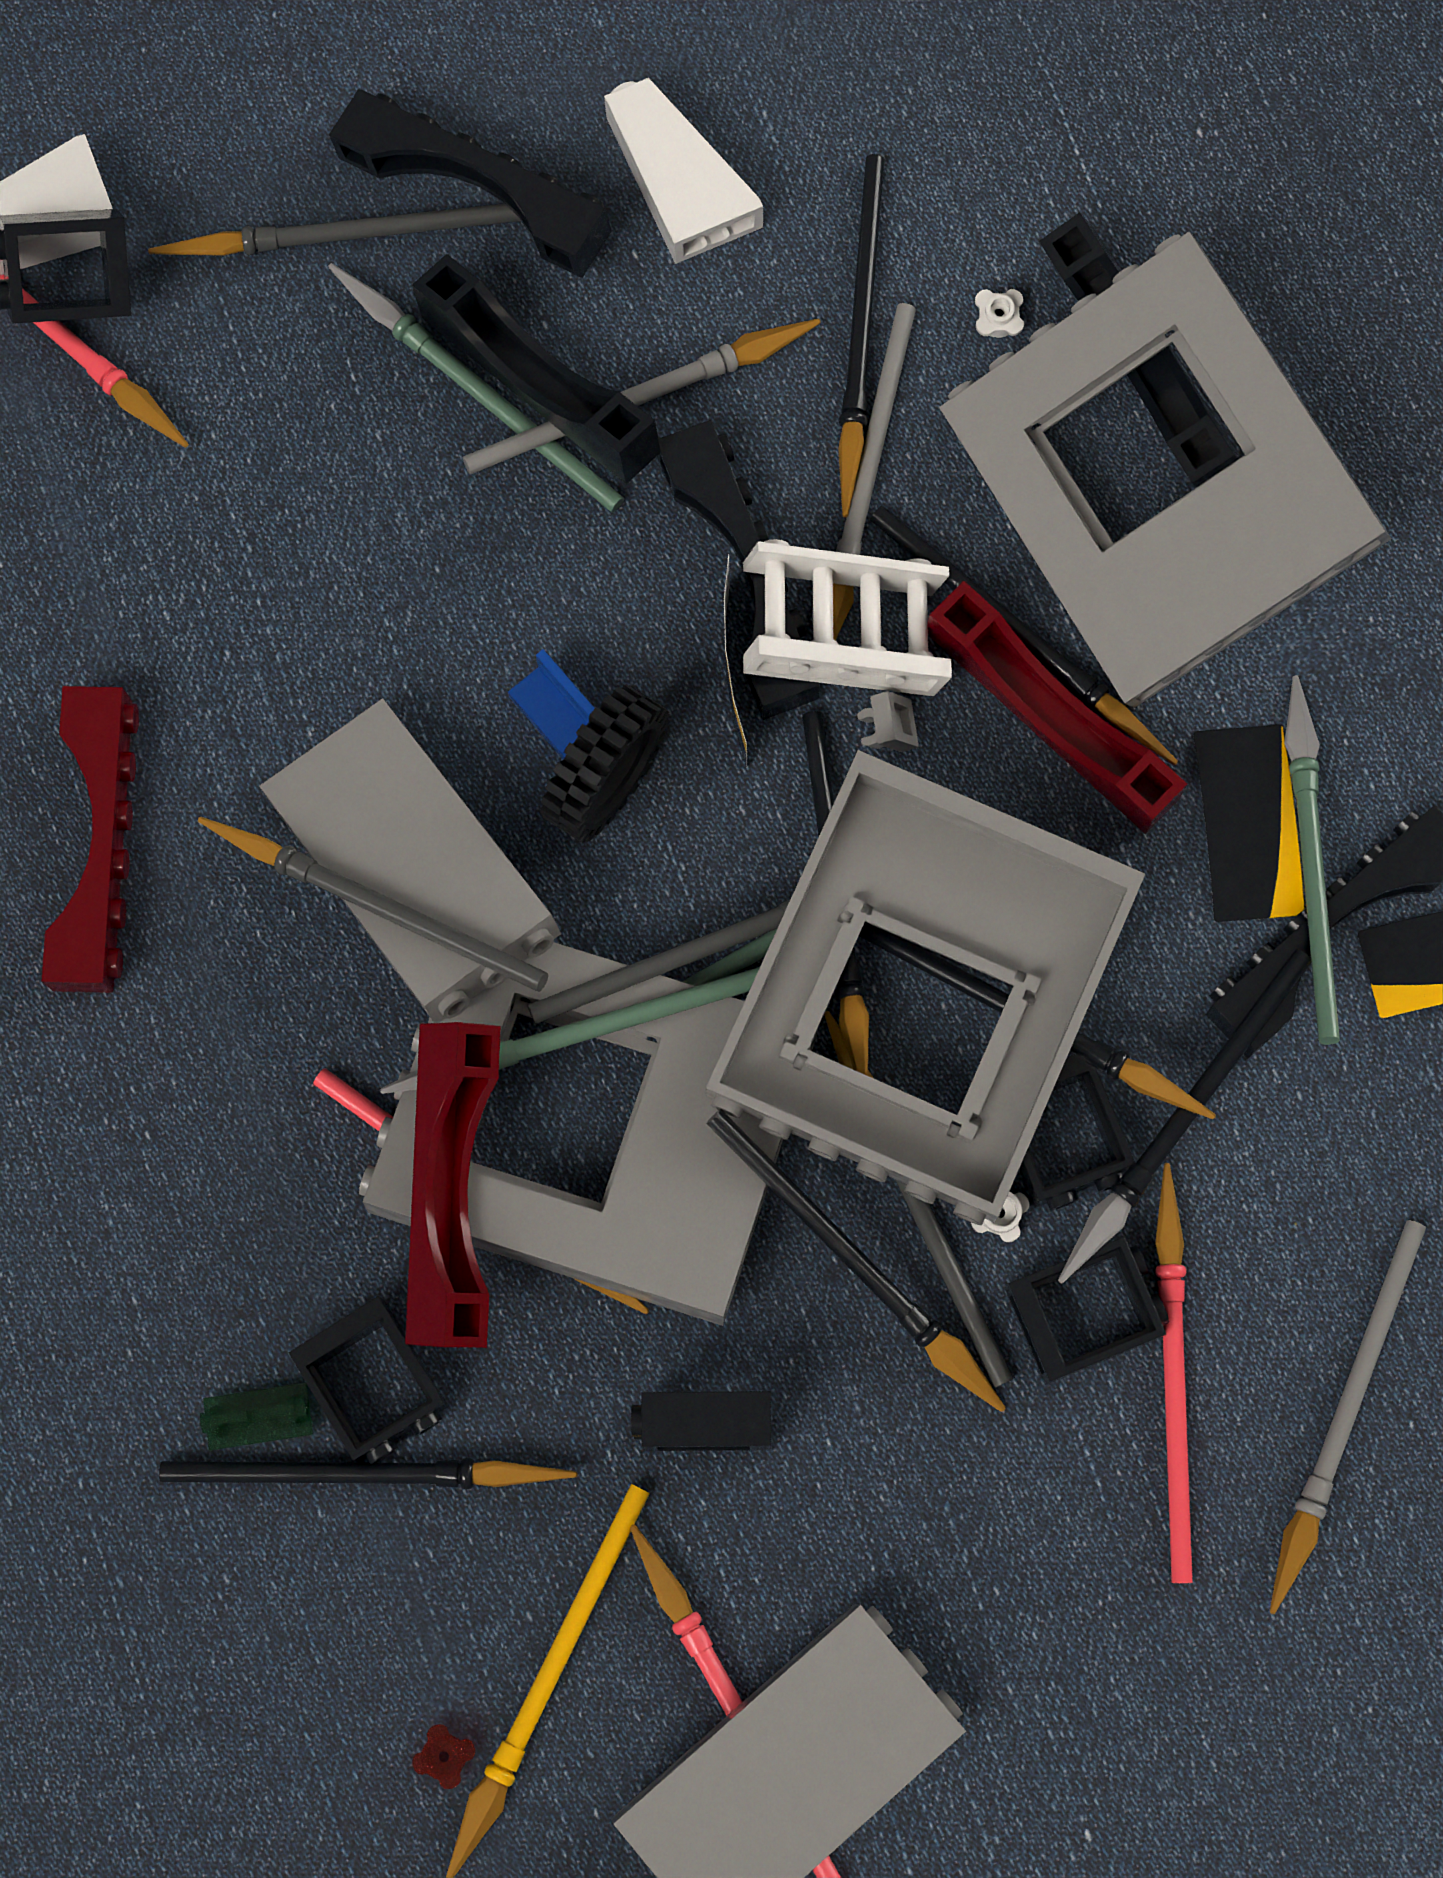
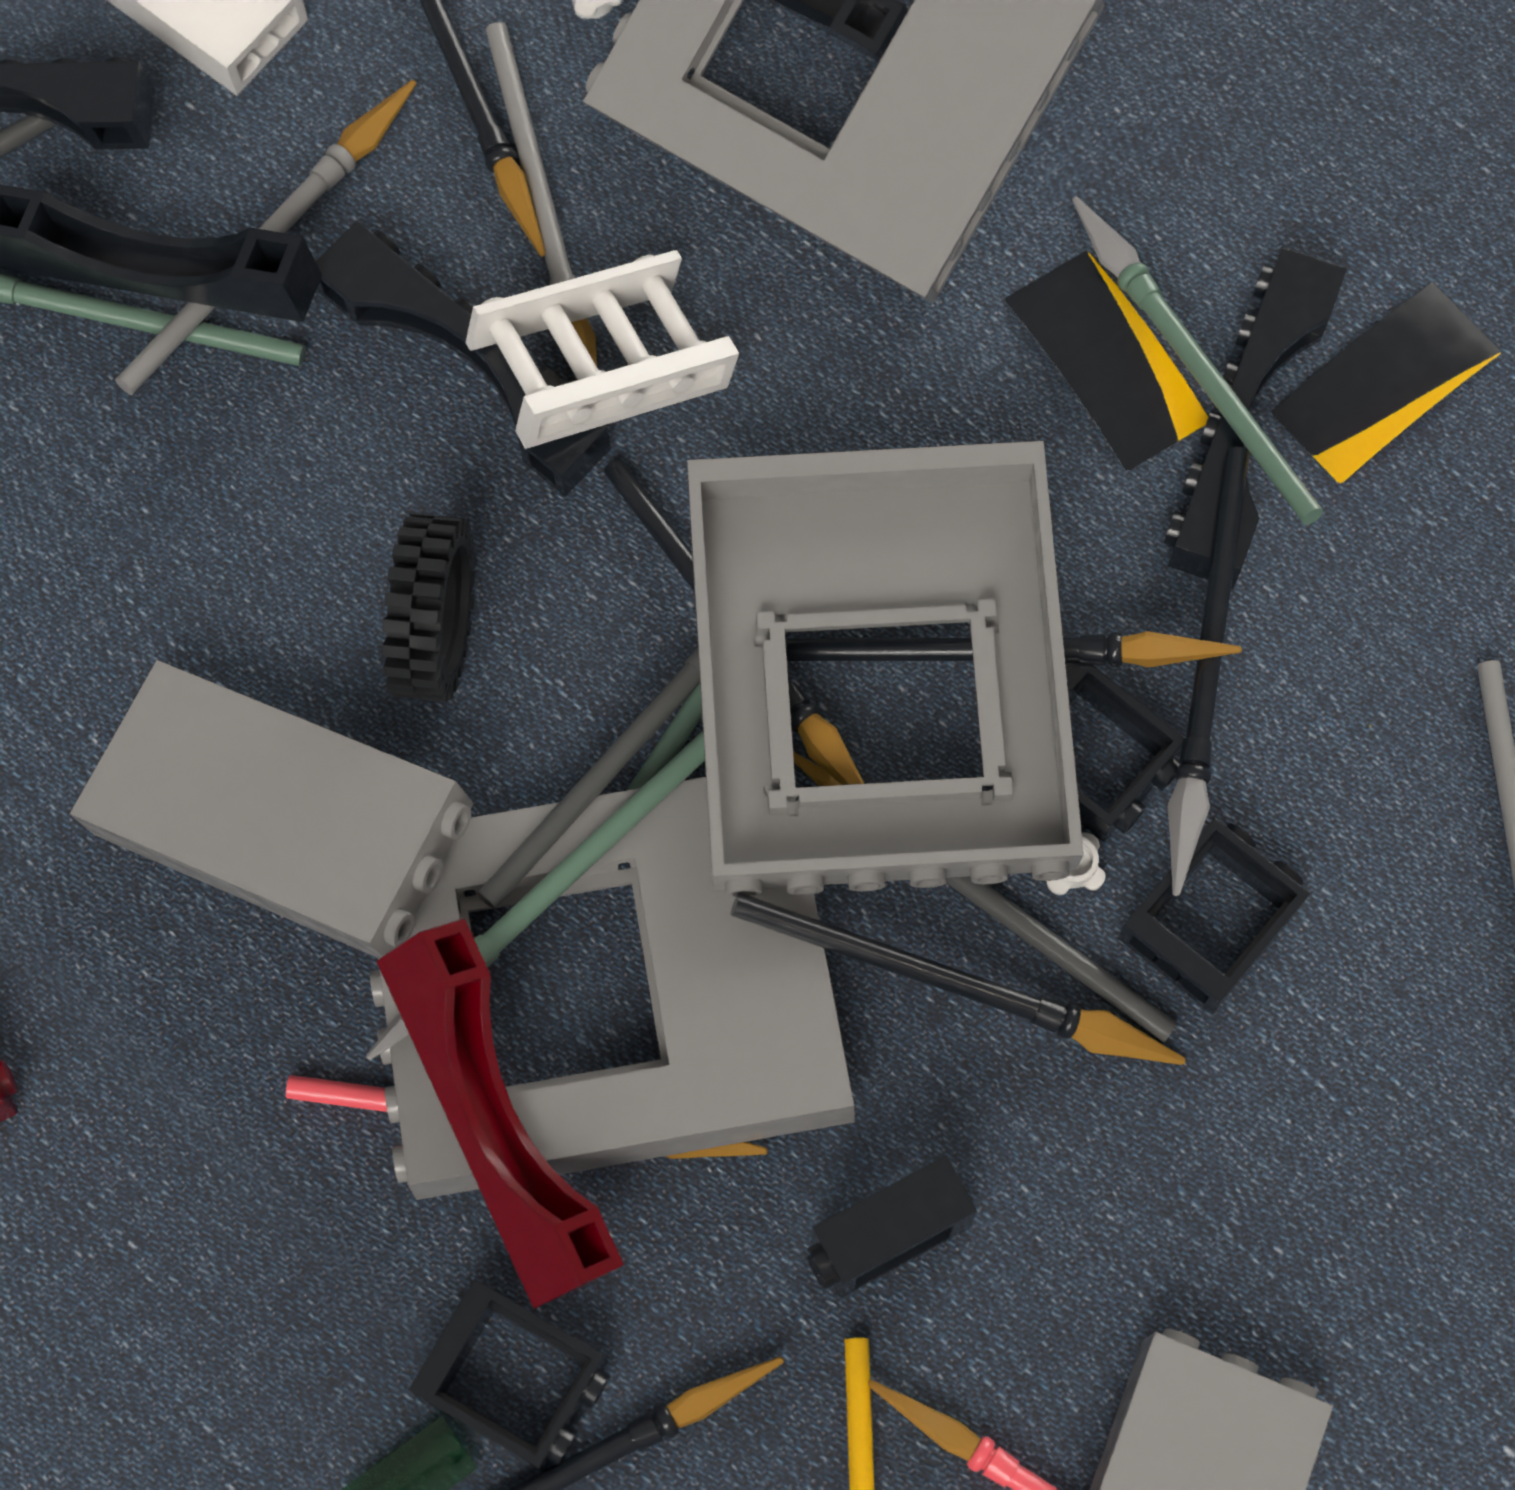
camera: 30 degrees left, 5 degrees down
(307, 870) = (162, 870): dark grey piece -> none
(552, 703) = (341, 582): blue panel -> none
(737, 724) = (534, 495): sticker -> none
(892, 721) = (700, 429): light grey tile -> none
(1077, 680) = (863, 303): black piece -> none
(1109, 760) = (945, 363): dark red arch -> none
(1172, 1293) = (1287, 849): coral piece -> none

